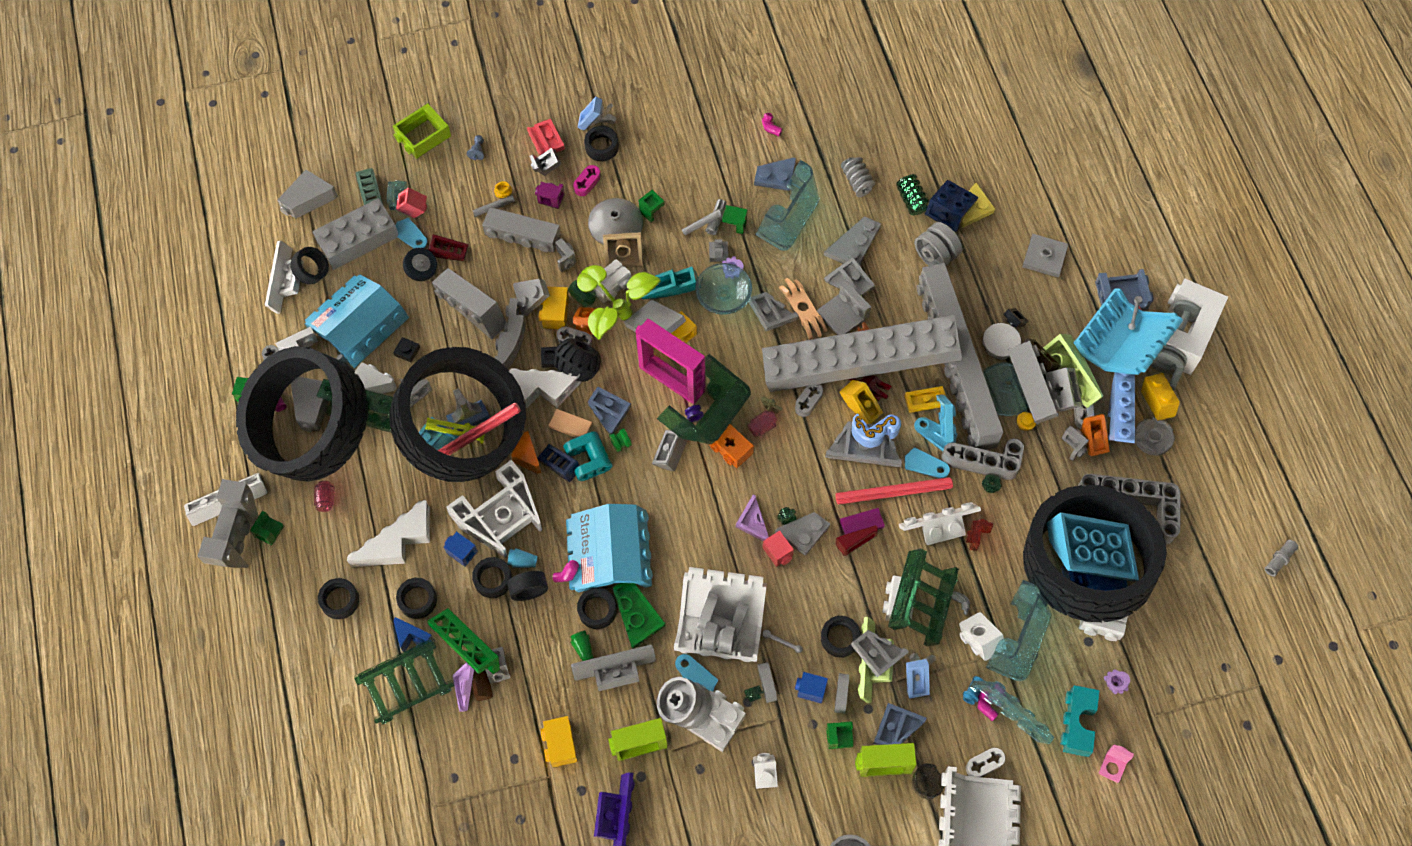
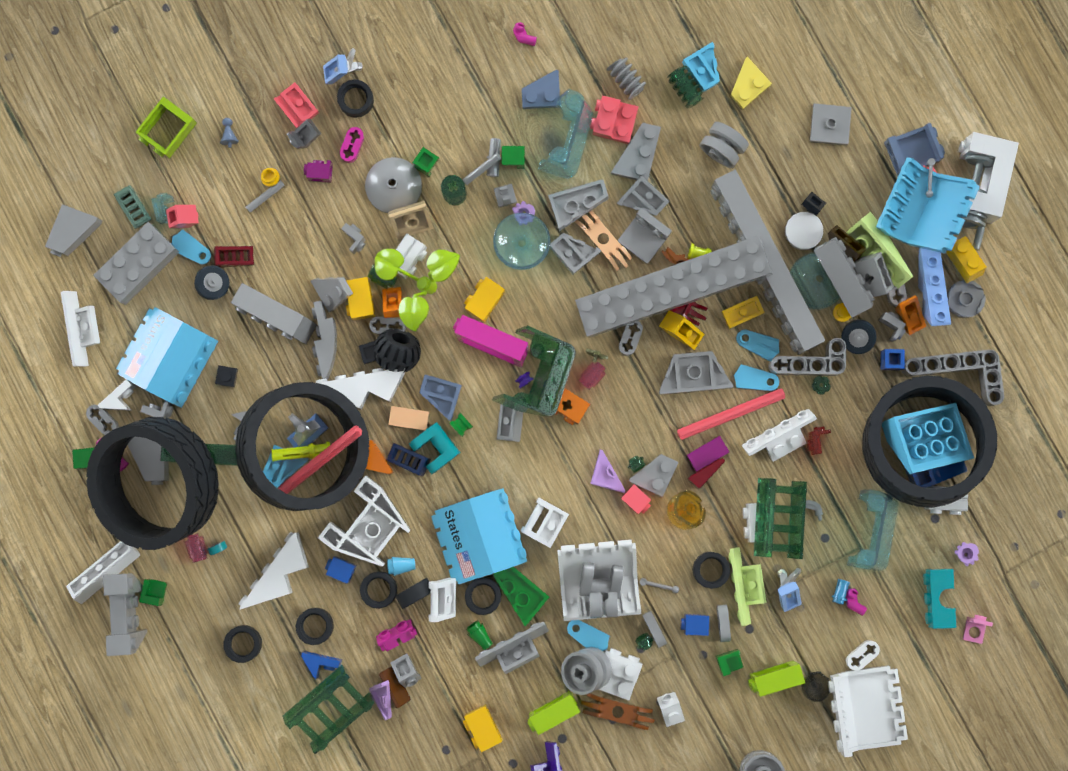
camera: 10 degrees left, 20 degrees up
(318, 257) = (91, 319): black tyre -> none
(344, 500) = (217, 548): none -> teal tile
(375, 380) = (203, 421): white slope -> none
(468, 639) = (374, 658): green fence -> none
(489, 628) = (388, 638): none -> dark pink hinge
(521, 230) = (302, 219): light grey brick -> none
(558, 599) = (443, 599): none -> white plate
(568, 572) = (447, 571): dark pink arm -> none
(658, 314) = (463, 294): light grey tile -> none
(670, 232) = (451, 183): none -> clear green piece
(674, 283) = (470, 242): teal slope -> none
(684, 555) = (550, 526): none -> white plate
(719, 765) = (628, 717): none -> dark orange piece
(785, 269) = (576, 202): none -> light grey wing
(826, 568) = (686, 510): none -> clear yellow cylinder
(837, 209) = (614, 119): none -> coral plate
(875, 435) = (705, 364): light blue animal -> none
(877, 652) = (749, 582): light grey wing -> none
(897, 725) = (778, 642): sand blue wing -> none
(931, 179) = (703, 67): none -> medium azure wing
(946, 416) = (767, 331): medium azure wing -> none
(950, 205) = (727, 89): dark blue bracket -> none
(980, 635) = (835, 533): white brick -> none
(1012, 709) = (879, 605): clear light blue wing -> none
(1039, 445) = (859, 336): none -> black wheel
(1069, 472) = (892, 359): none -> blue brick

